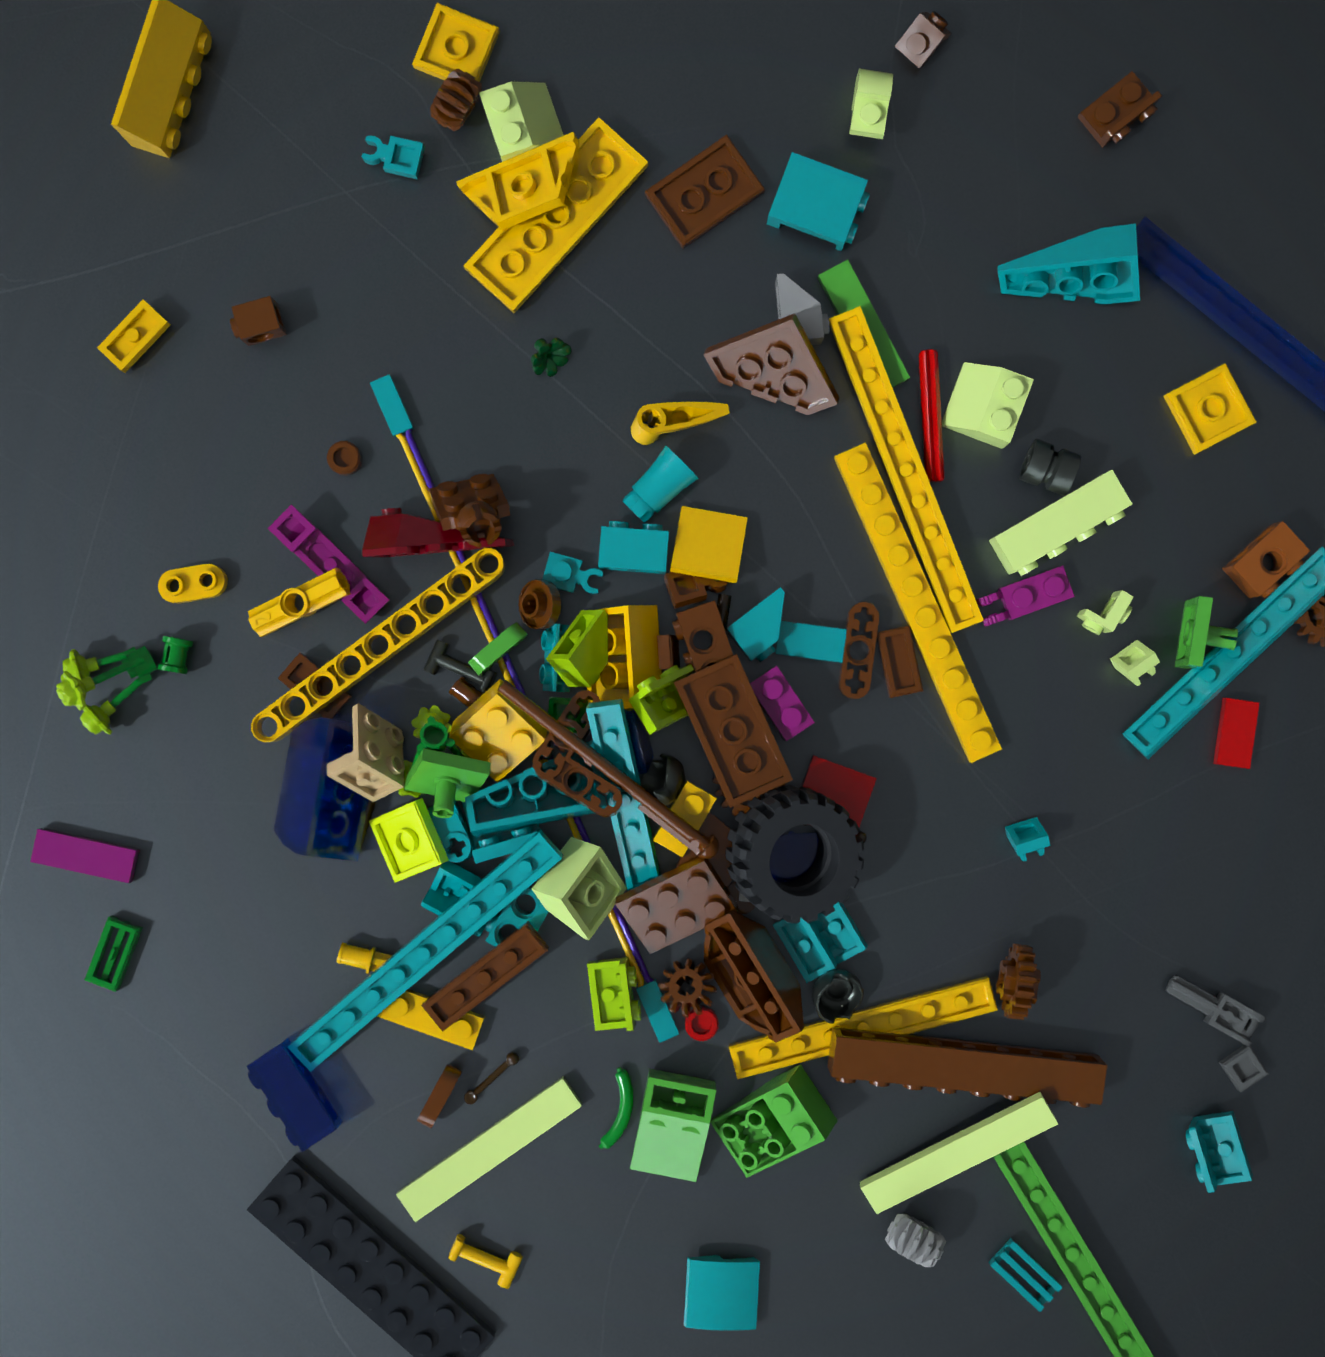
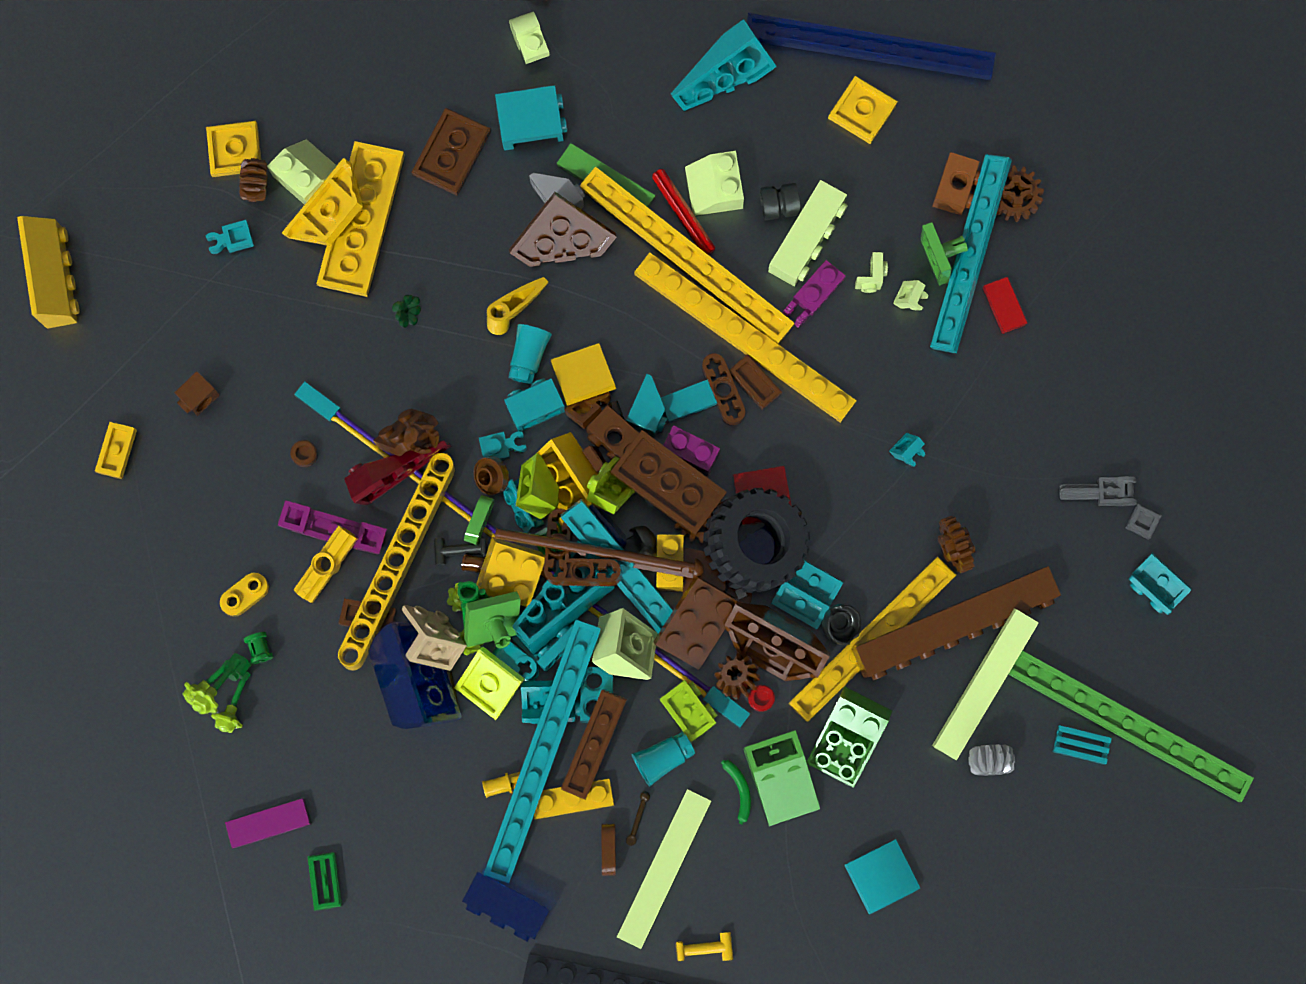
camera: 30 degrees left, 10 degrees down
(555, 1030) = (663, 757): none -> teal plant

